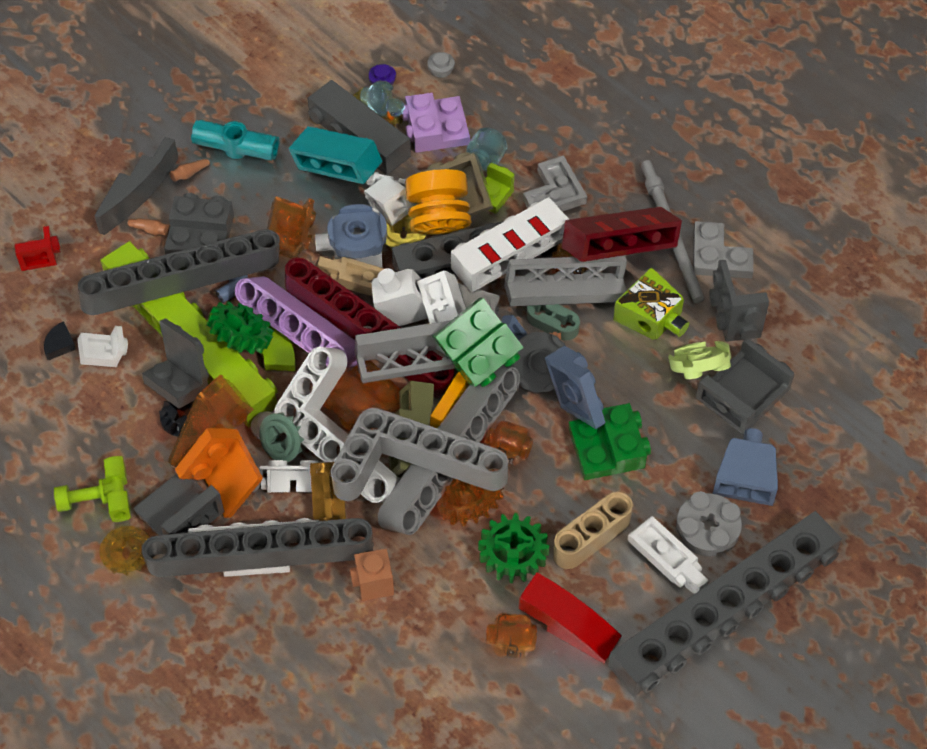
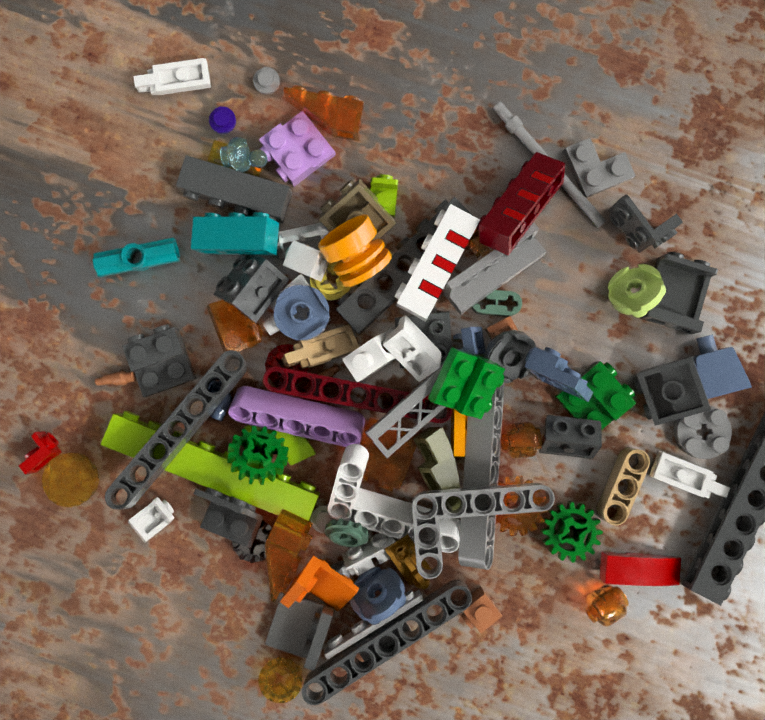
camera: 25 degrees left, 30 degrees up
(48, 287) = (70, 479): none -> clear yellow tile
(58, 342) = (111, 526): black tile -> none
(109, 490) = (236, 639): lime bar -> none
(133, 190) = (80, 357): dark grey slope -> none
(187, 170) = (113, 305): nougat piece -> none
(276, 505) = (387, 603): none -> sand blue plate
(326, 197) = (251, 285): none -> dark grey bracket
(360, 29) = (174, 77): none -> white hinge
(483, 104) = (334, 114): none -> clear orange slope
(488, 146) = (357, 159): clear light blue head -> none
(560, 185) = (441, 170): light grey plate -> none
(560, 460) = (571, 437): none -> dark grey bracket
(651, 307) = (572, 254): torso -> none
(689, 458) = (672, 391): none -> dark grey plate

